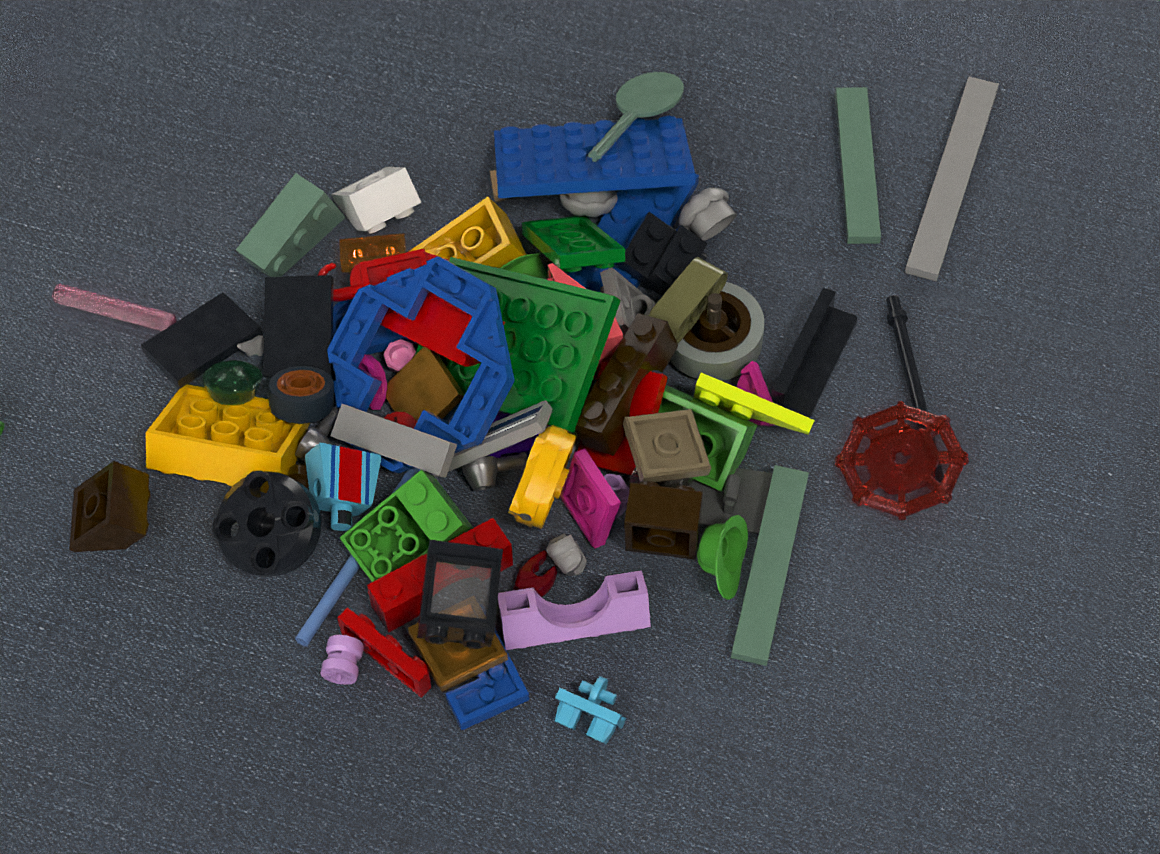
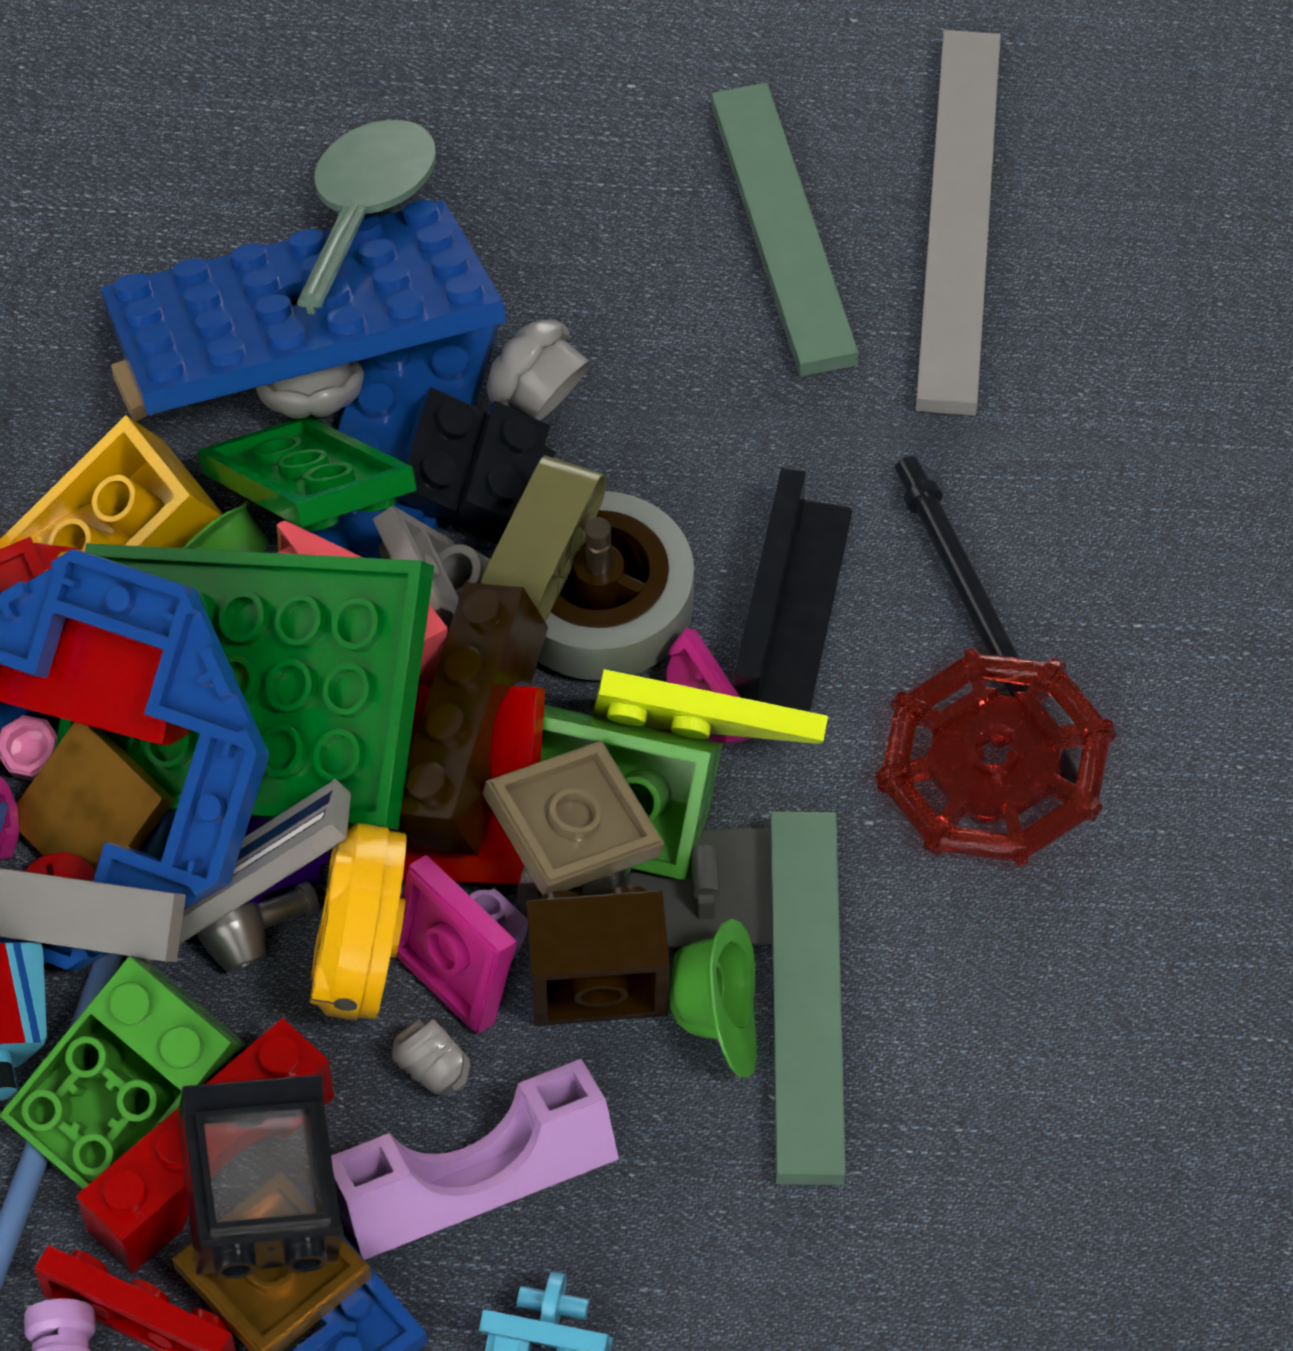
camera: 15 degrees left, 0 degrees up
(527, 579) = (370, 1120): dark red hand -> none

